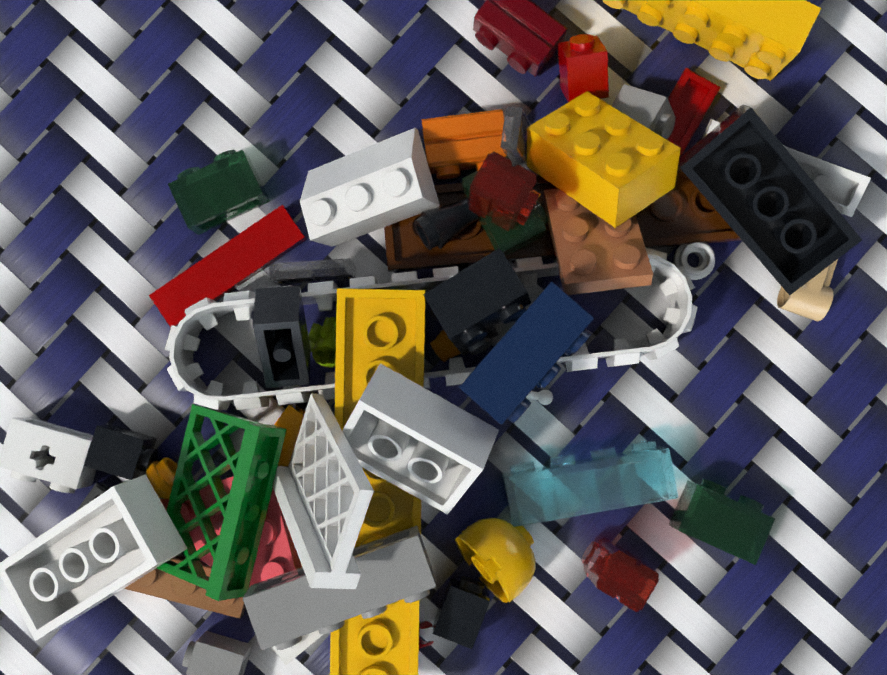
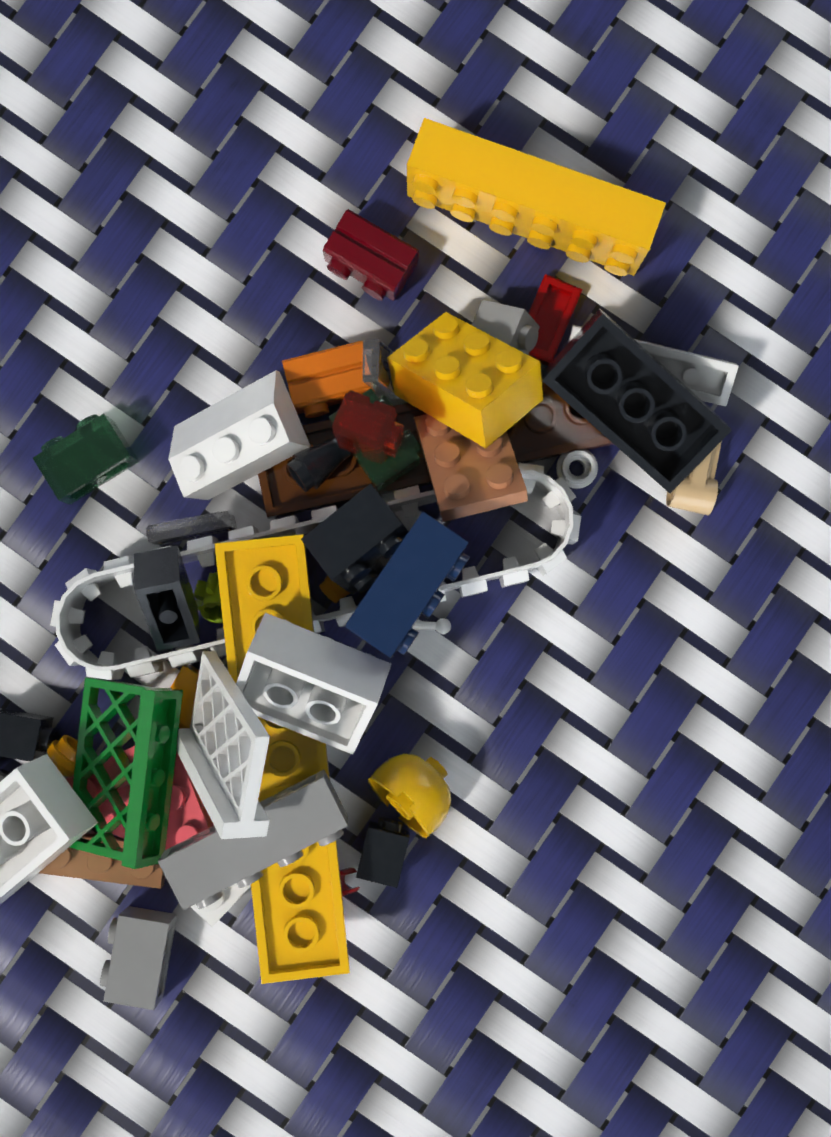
camera: 10 degrees left, 0 degrees up
(229, 265) = (105, 531): red tile -> none
(583, 67) = (439, 287): red brick -> none
(589, 484) = (496, 709): clear light blue brick -> none
(619, 573) = (534, 793): clear red brick -> none
(722, 522) = (633, 728): clear green brick -> none

